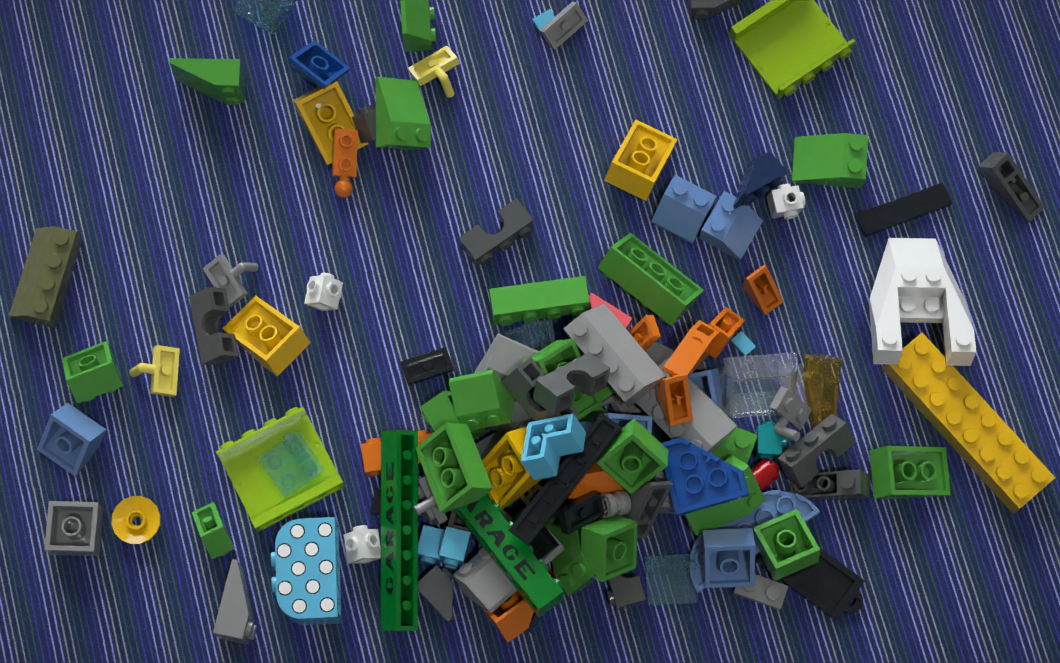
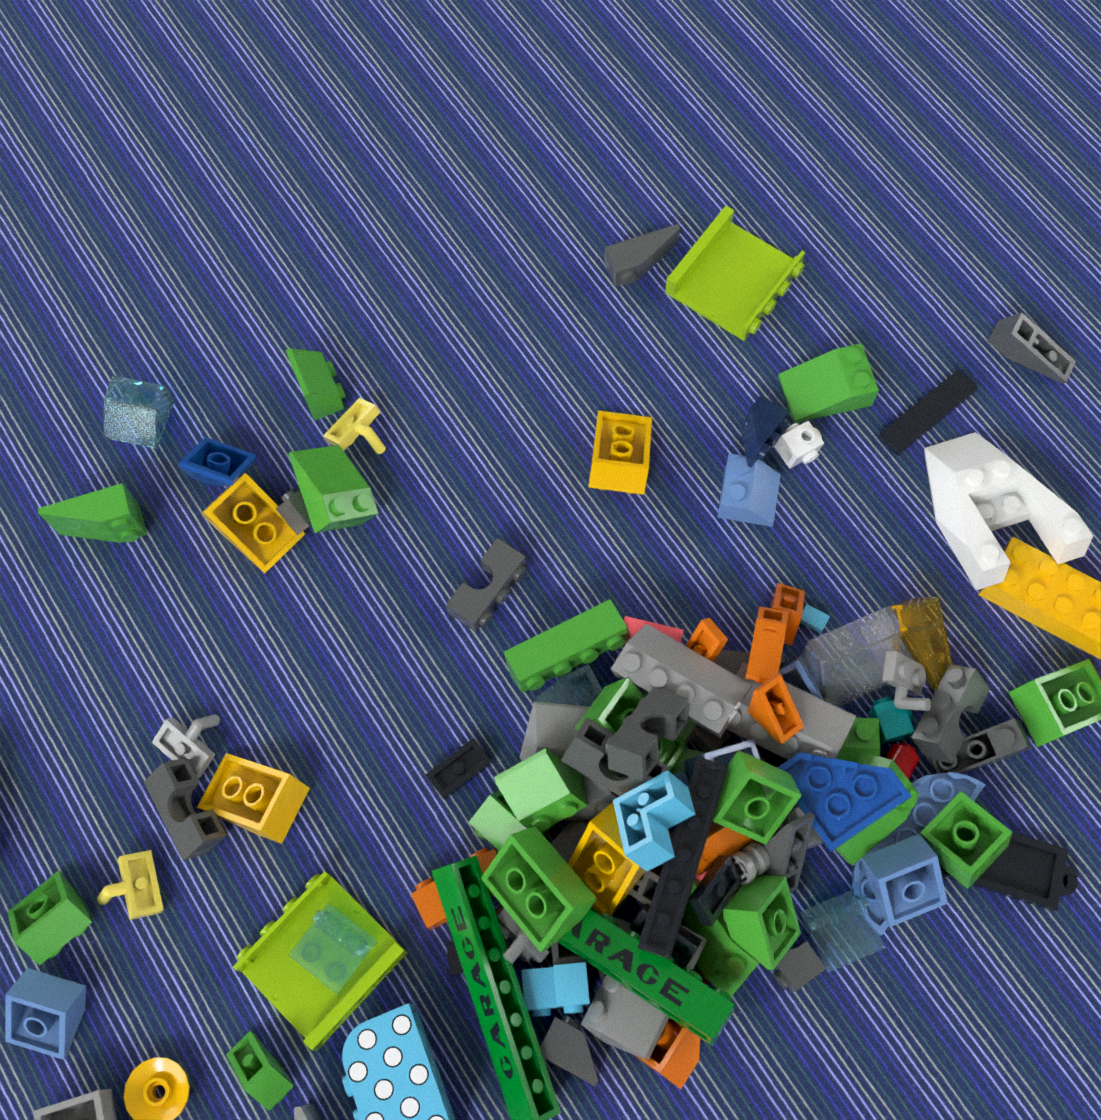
camera: 15 degrees left, 5 degrees down
(323, 292) = (306, 722): white brick -> none
(344, 160) = (283, 560): orange plate -> none
(362, 545) = (454, 1022): white brick -> none
(542, 19) = (459, 338): medium azure piece -> none
(563, 25) = (482, 336): light grey plate -> none
(650, 279) = (681, 580): bright green slope -> none
(683, 209) = (689, 489): medium blue slope -> none
(762, 290) = (812, 550): orange slope -> none
(764, 592) = (962, 906): light grey plate -> none

